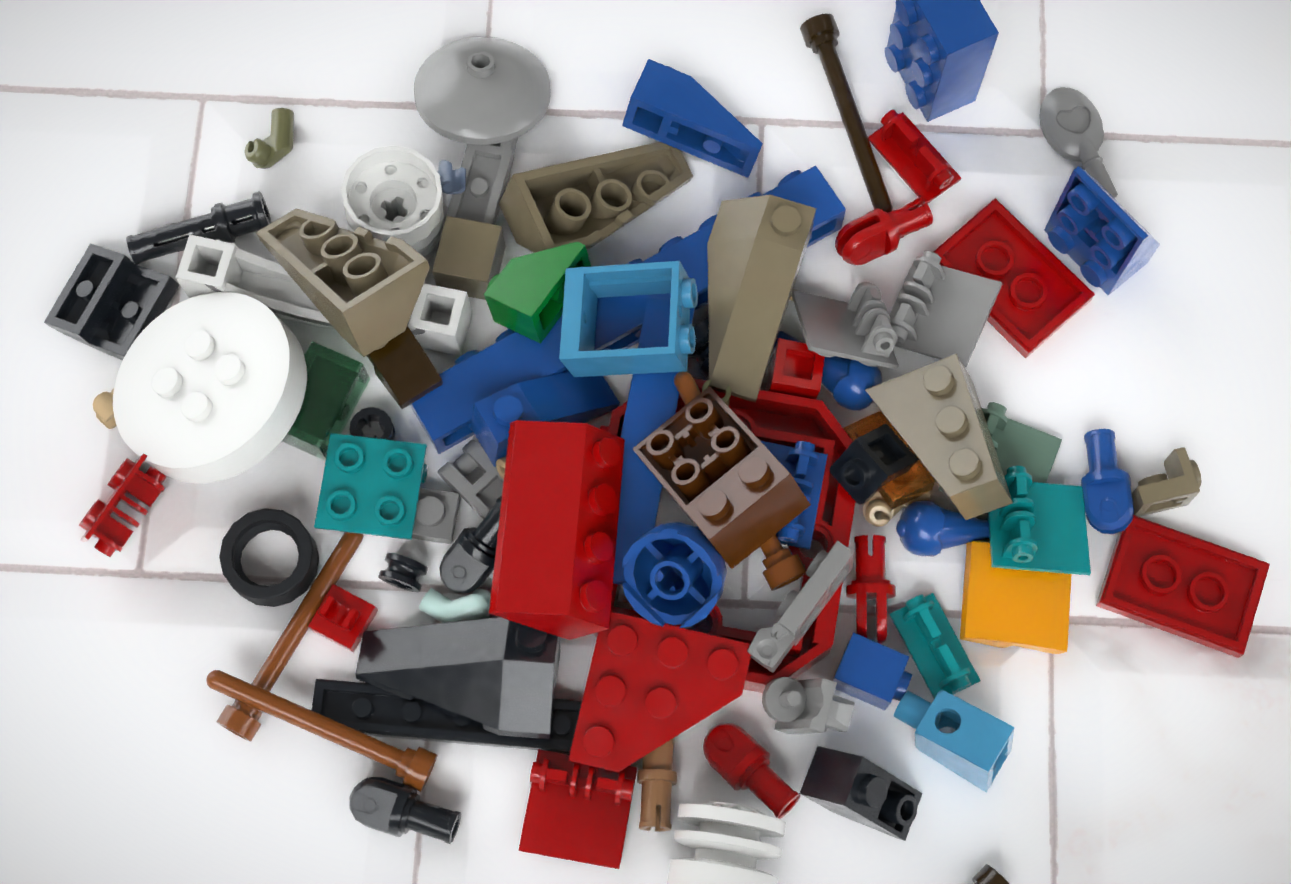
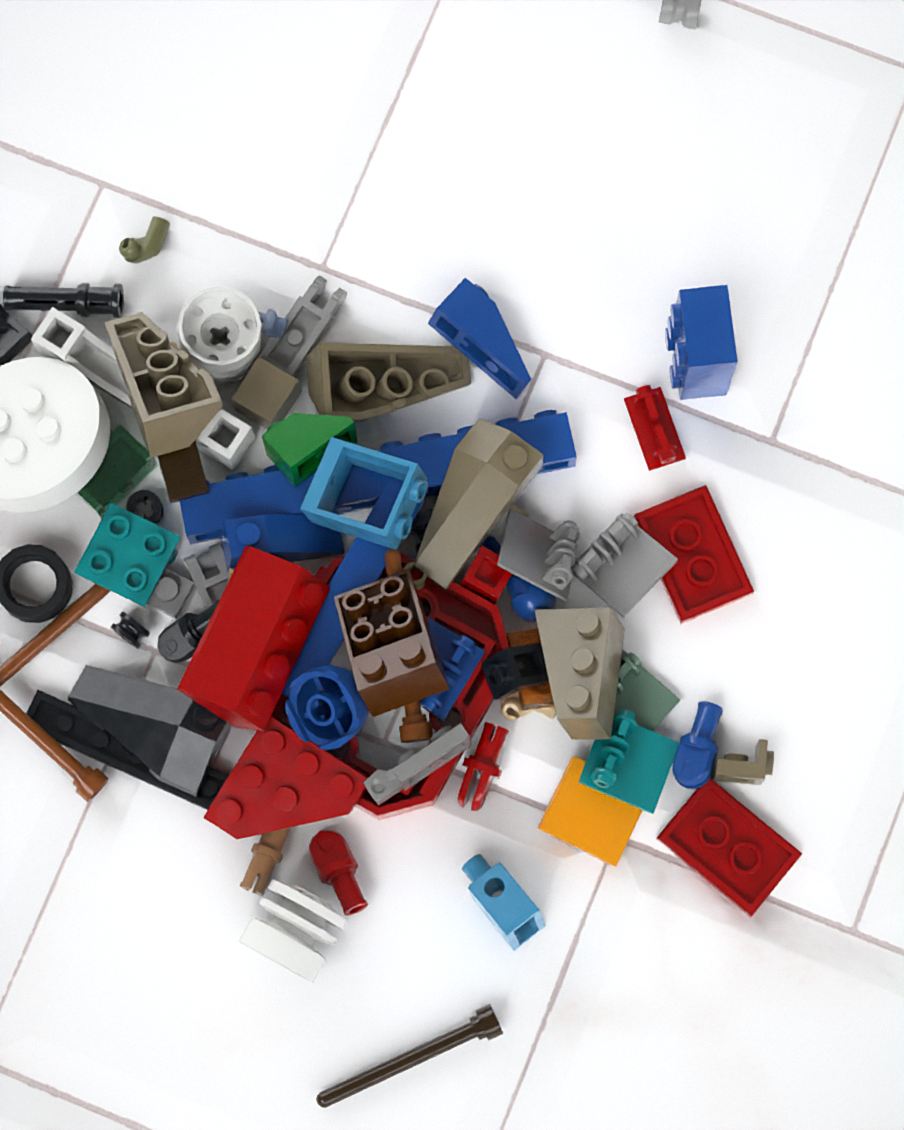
camera: 20 degrees right, 5 degrees up
(343, 618) = (73, 649): red tile -> none
(398, 808) = (67, 810): black arm -> none
(466, 608) = (162, 674): light aqua arm -> none
(482, 91) = (322, 271): light grey dish -> none
(577, 811) = (198, 857): red hinge -> none
(806, 706) = (394, 838): light grey hips -> none
(821, 36) = (618, 300): dark brown piece -> none
(861, 792) = (416, 918): black slope -> none
(872, 672) = (458, 830): blue brick -> none
(880, 232) = (600, 482): red arm -> none
(929, 528) = (545, 736): blue piece -> none
(934, 645) = (516, 827): teal hinge -> none
(1075, 131) = (796, 450): light grey piece -> none
(1098, 233) = (774, 543): blue slope -> none

